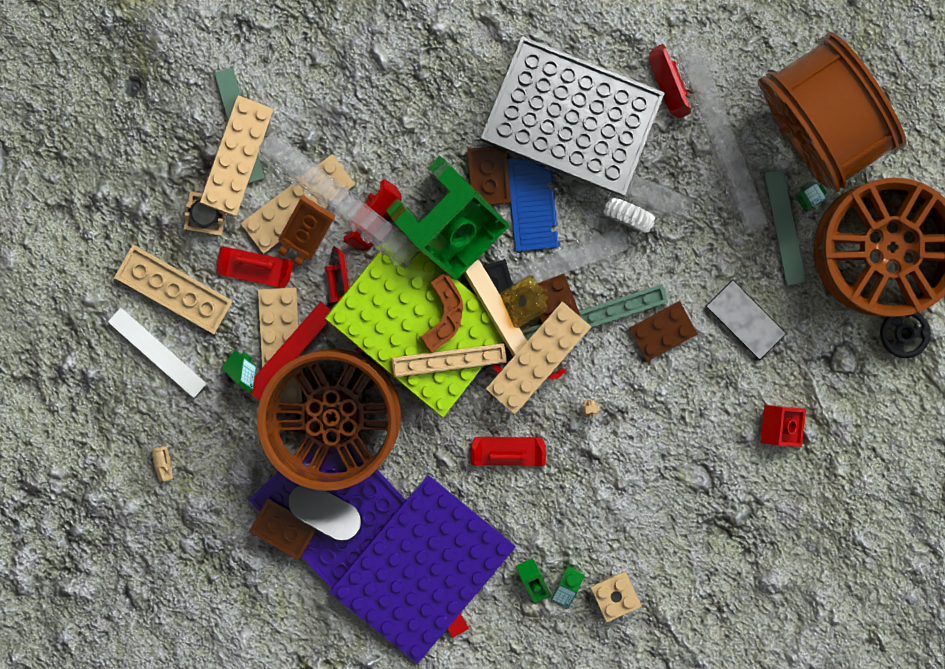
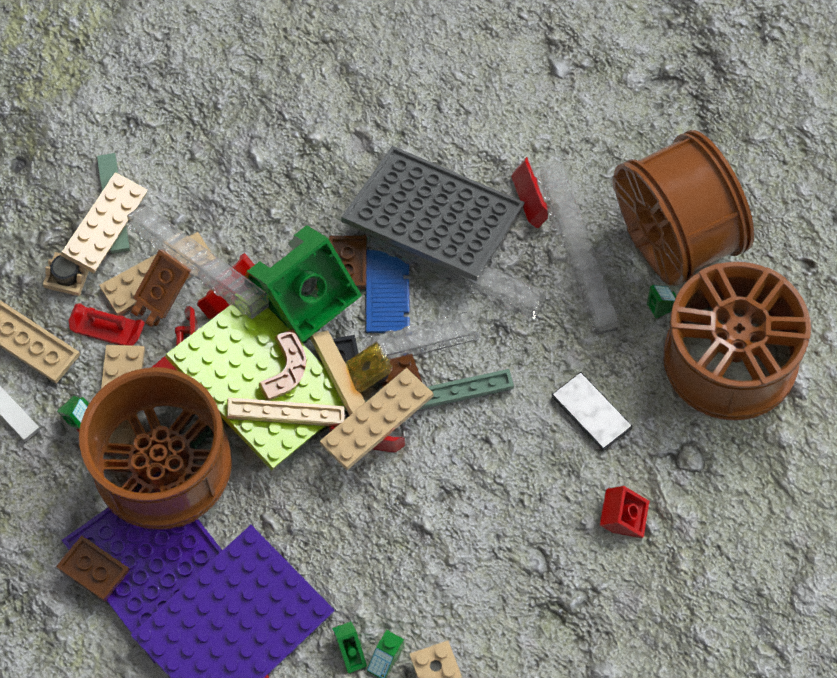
camera: 10 degrees right, 25 degrees down
(324, 513) = (138, 554): dark grey tile -> none
(508, 451) = (337, 517): red piece -> none
(590, 408) = (426, 478): tan hinge -> none
(629, 214) = (481, 300): white gear -> none
(663, 331) = (507, 415): reddish brown plate -> none
(784, 227) = (635, 330): sand green tile -> none
(898, 348) = (745, 447): black wheel -> none

